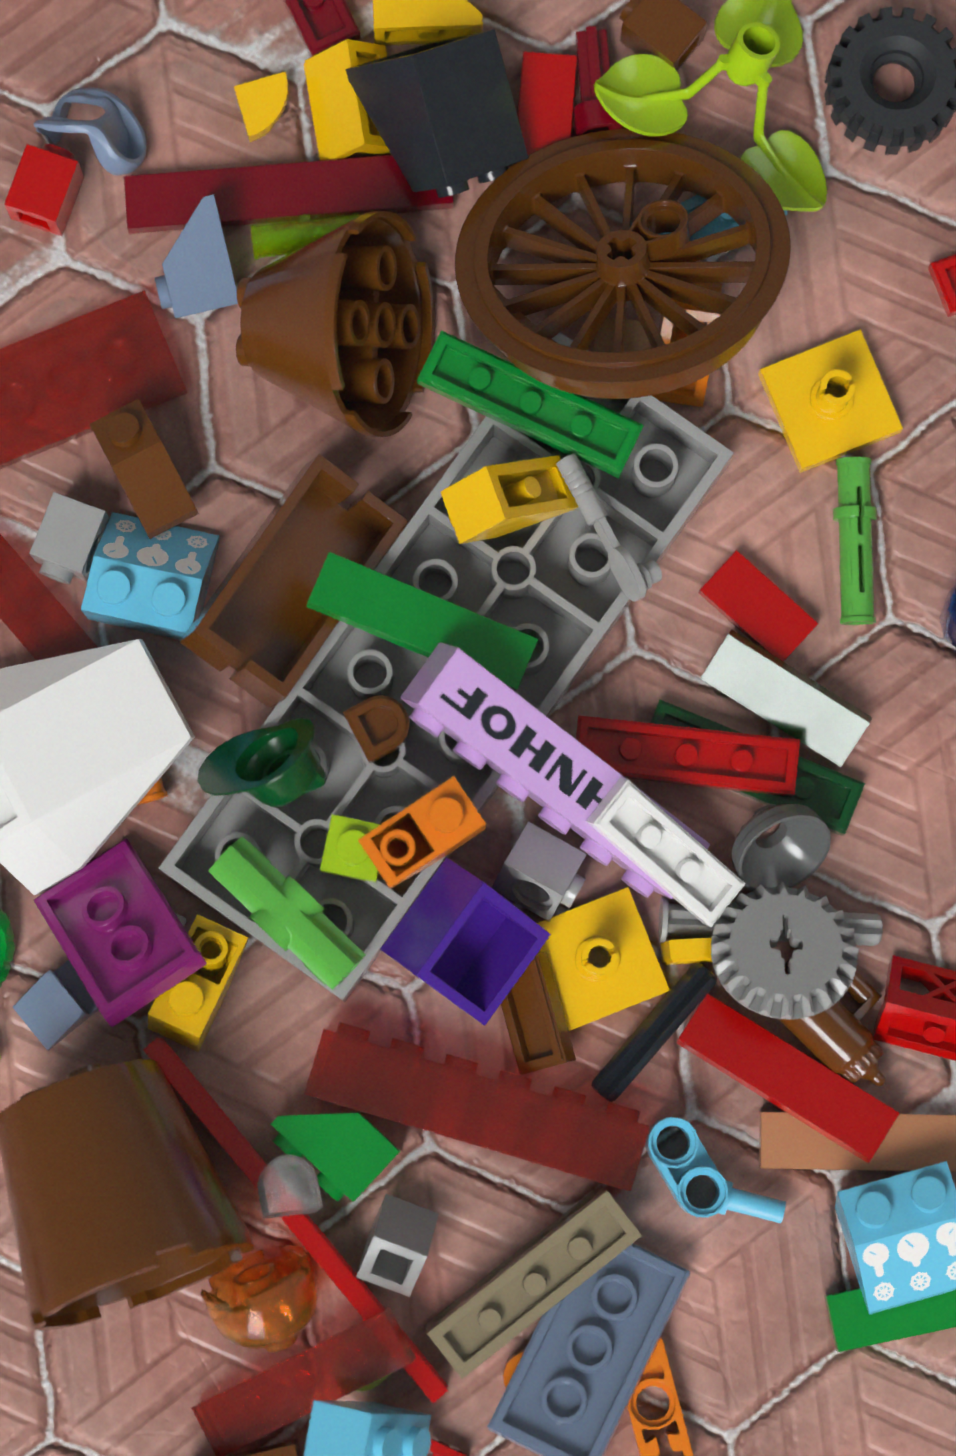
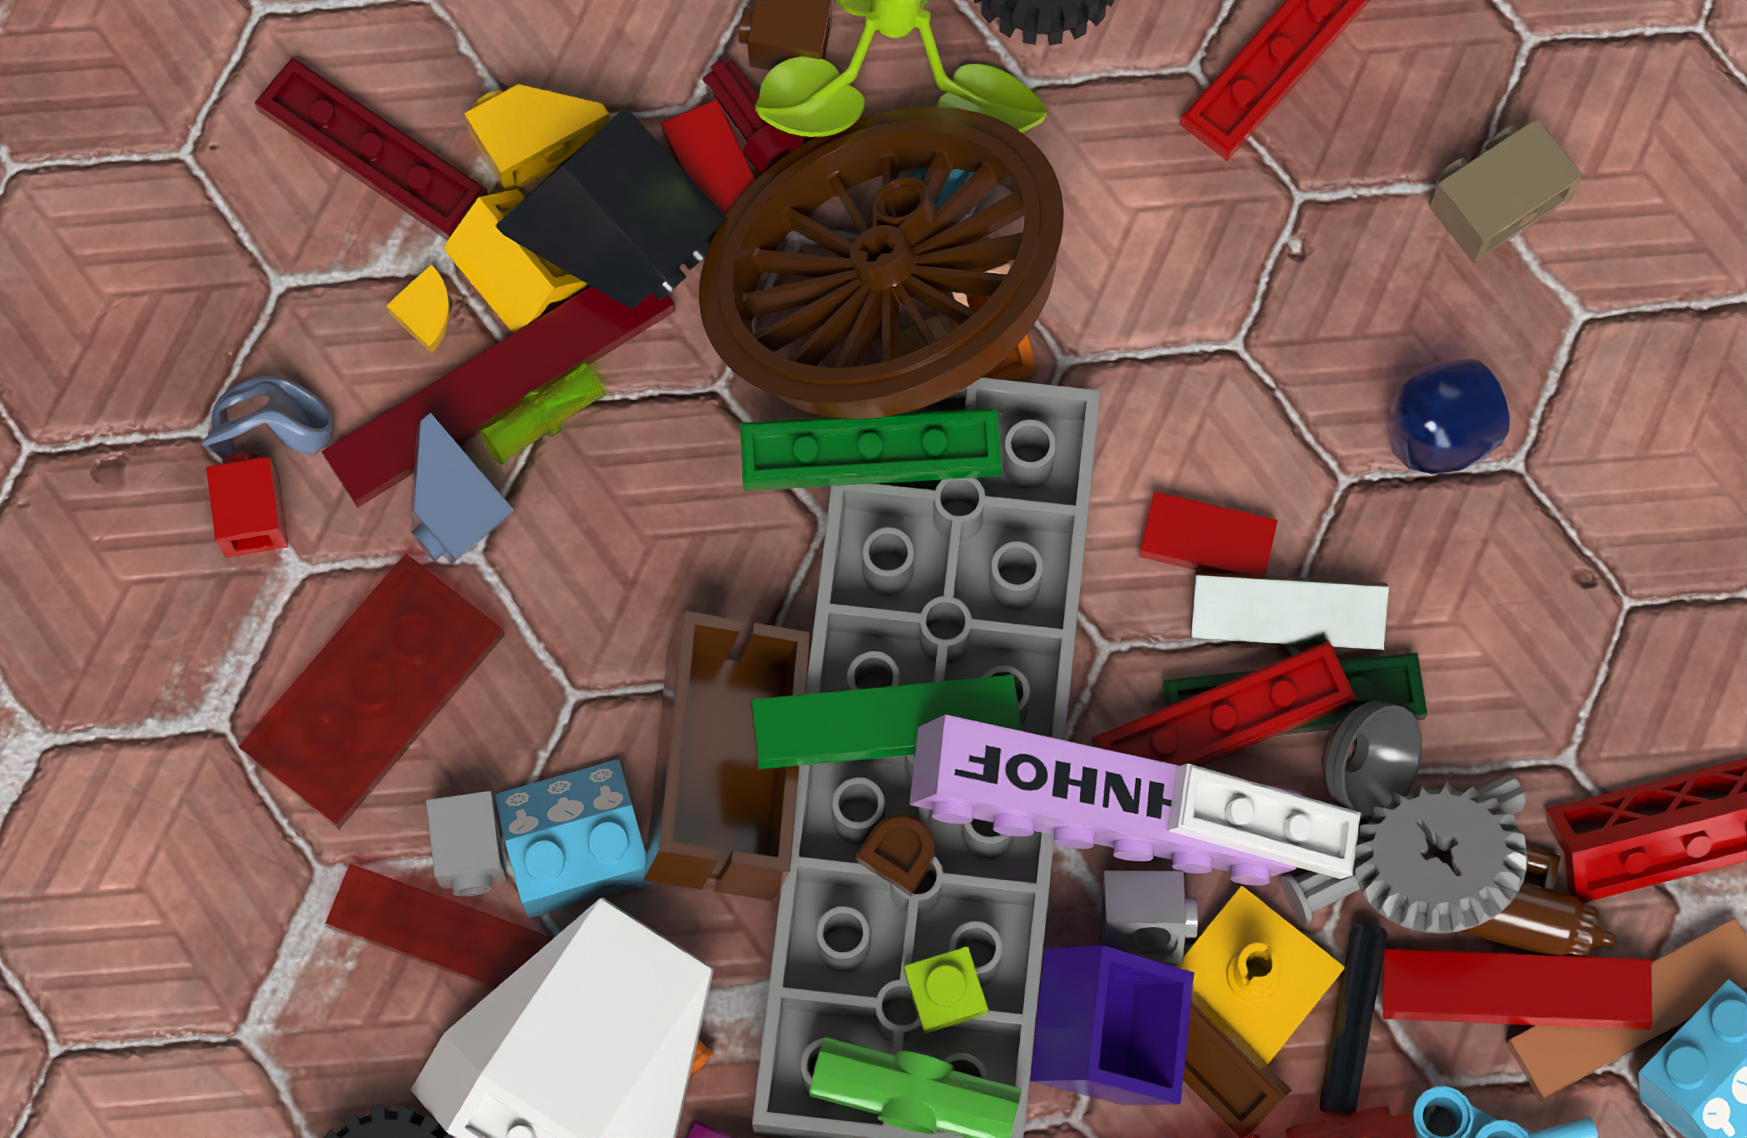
camera: 25 degrees left, 10 degrees down
(144, 468) = (505, 728): reddish brown slope -> none
(267, 763) = (809, 948): dark green piece -> none
(343, 323) = (631, 472): reddish brown cone -> none
(423, 833) = (1012, 927): orange slope -> none
(507, 498) = (902, 551): yellow slope -> none
(631, 577) = (1070, 563): light grey piece -> none
(686, 951) = (1339, 917): yellow tile -> none
(830, 401) = (1160, 300): yellow tile -> none
(855, 540) = (1254, 400): bright green pin -> none

